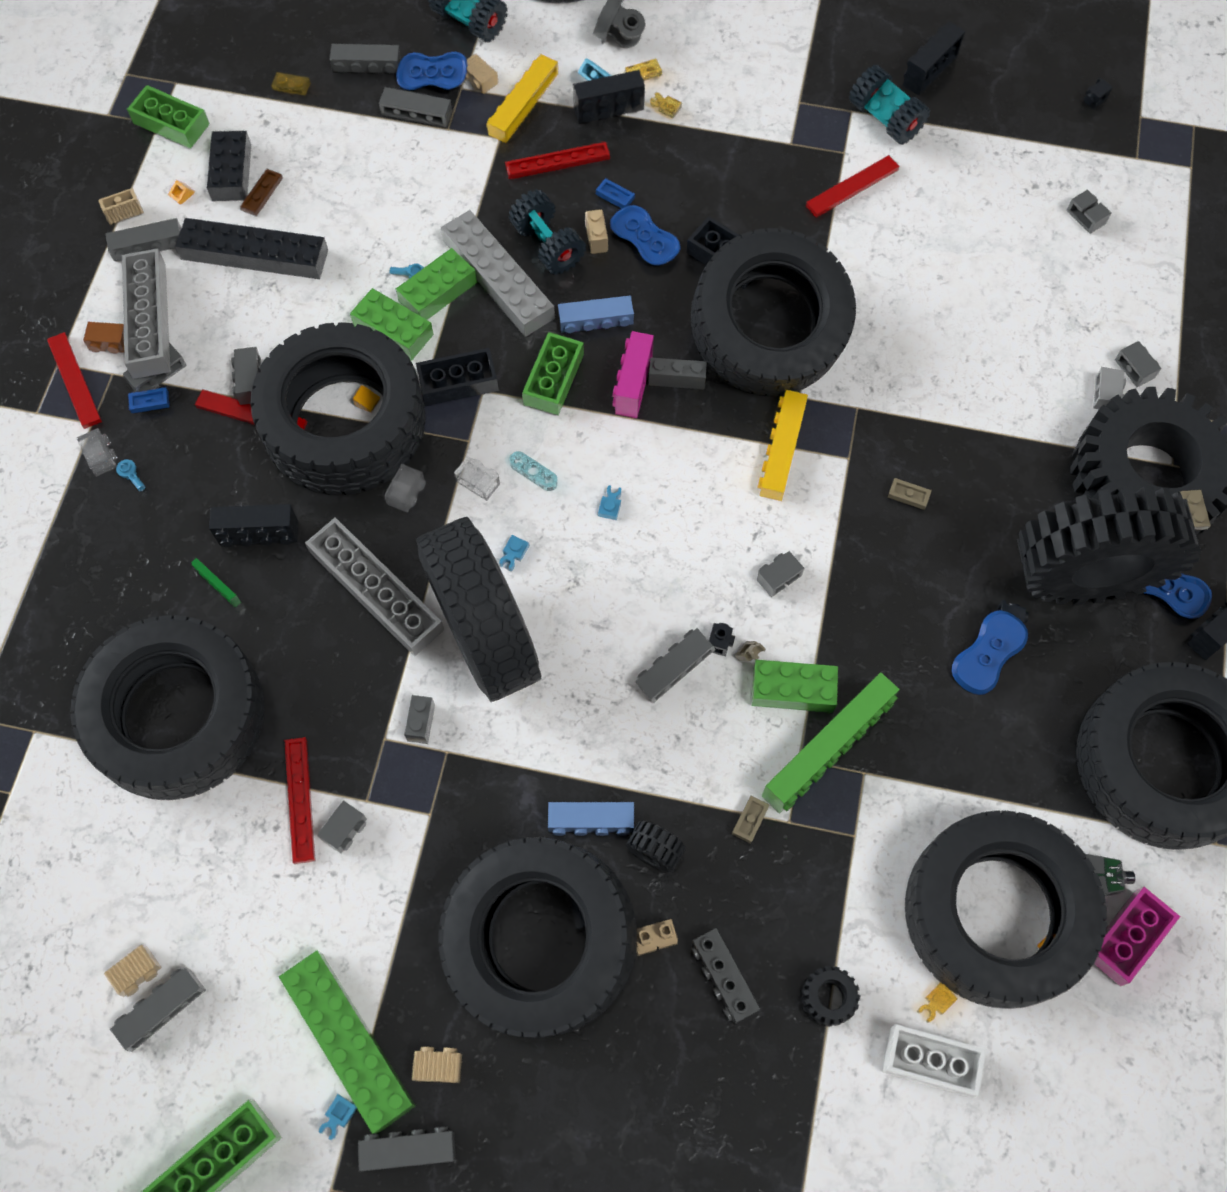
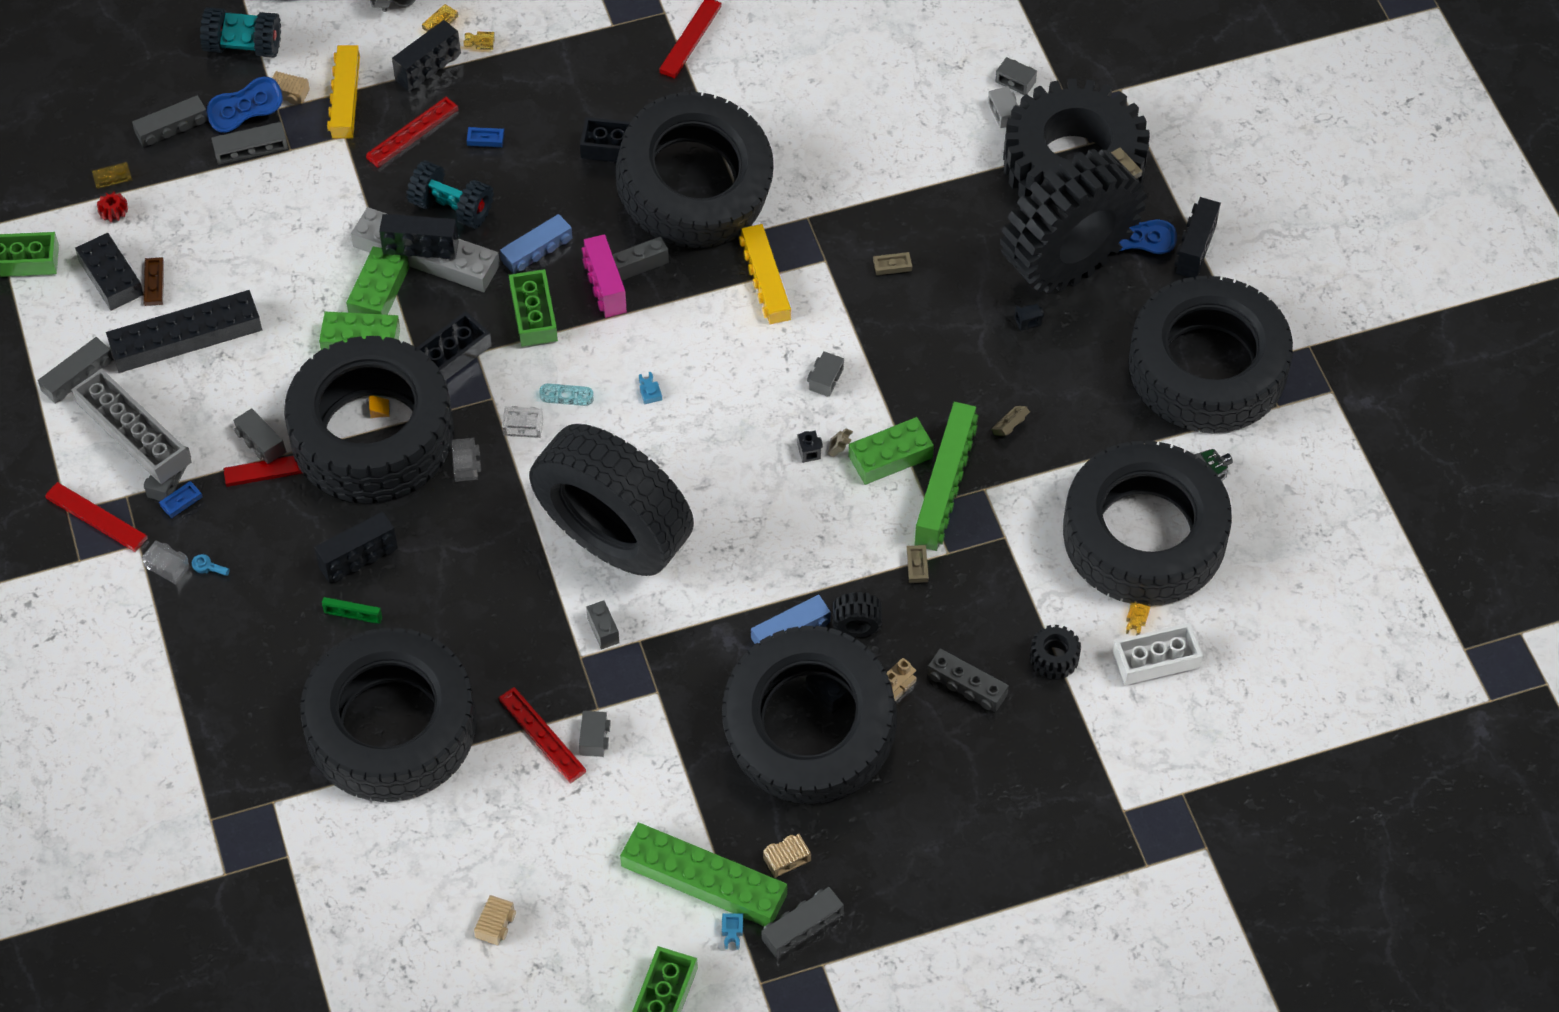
camera: 30 degrees left, 10 degrees down
(104, 337) = (102, 466): dark orange piece -> none
(121, 206) = (32, 351): tan brick -> none
(157, 1009) = (535, 934): dark grey brick -> none
(180, 192) = (75, 316): light orange slope -> none
(270, 110) = (112, 206): none -> red gear
(375, 587) = (494, 544): light grey brick -> none
(411, 270) = (346, 283): dark azure plate -> none
(487, 258) = (419, 236): none -> black brick
(591, 70) = (397, 41): medium azure brick -> none
(596, 231) = (490, 174): tan brick -> none
(637, 227) = (522, 155): blue plate -> none
(674, 665) = (786, 480): dark grey brick -> none
(930, 715) = (1010, 420): none -> dark tan plate
(998, 640) = (1027, 364): blue plate -> none
(1134, 935) = (1252, 496): dark pink brick -> none

